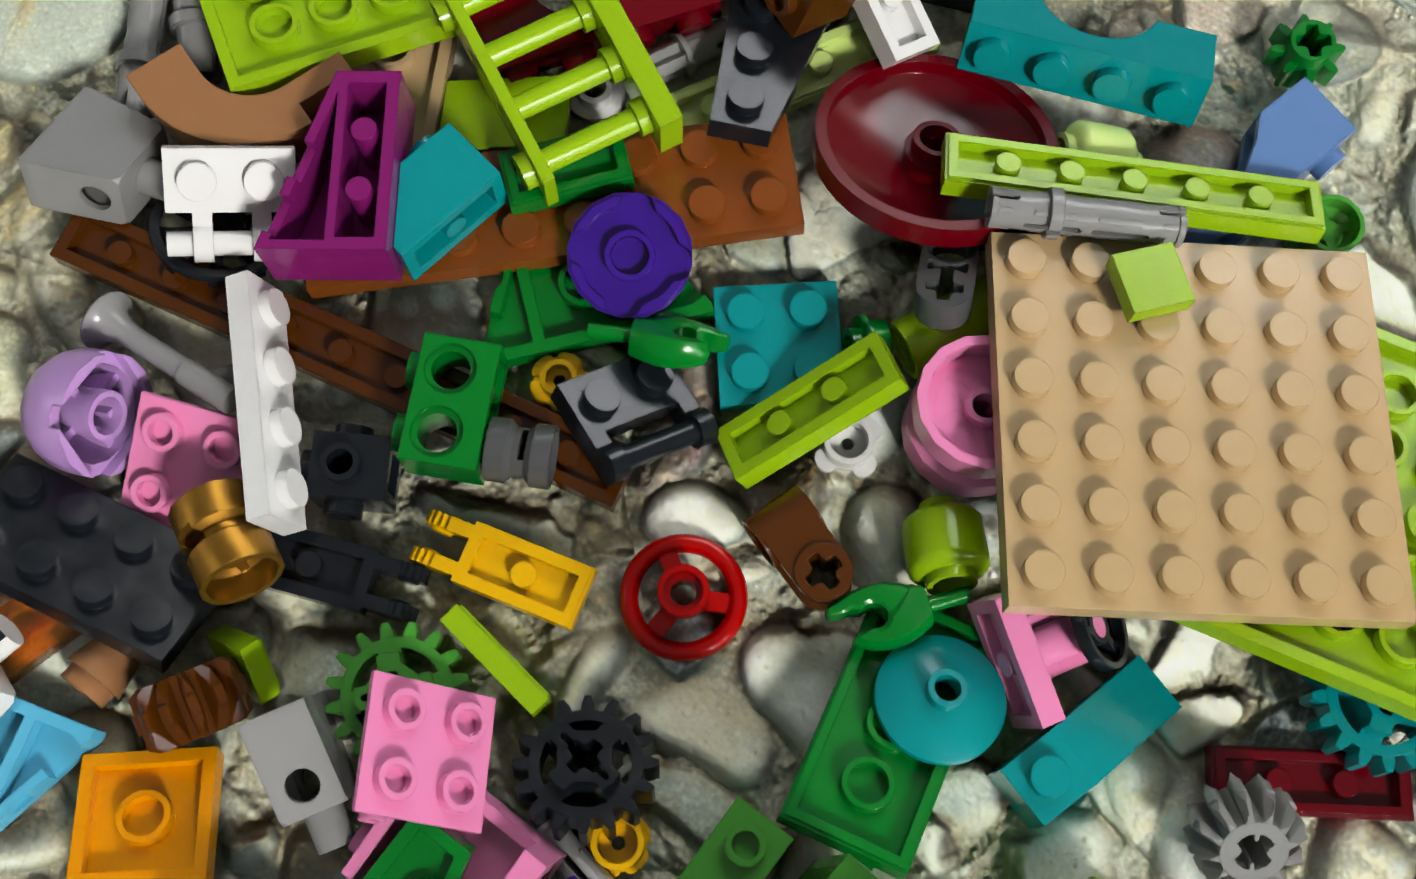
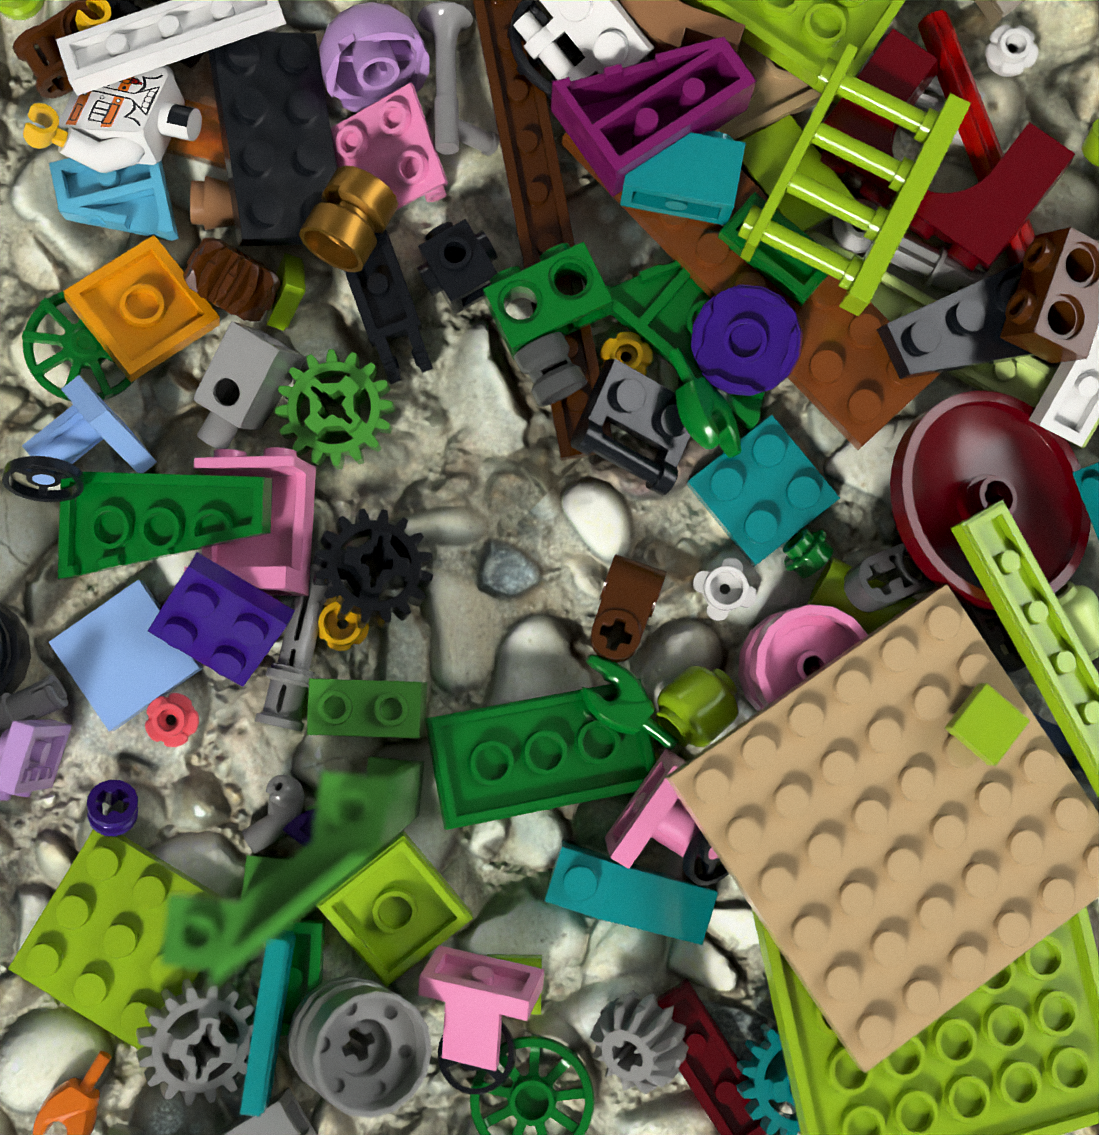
camera: 60 degrees right, 10 degrees up
(265, 405) = (459, 171): white plate -> none
(423, 754) = (302, 455): bright pink hinge -> none
(497, 660) = (402, 458): lime tile -> none
(510, 570) = (470, 422): yellow hinge -> none
(675, 574) = (554, 587): red piece -> none
(811, 410) = (727, 547): lime plate -> none
(924, 723) = (559, 780): teal dish -> none
(1058, 214) = (1010, 653): light grey pin -> none

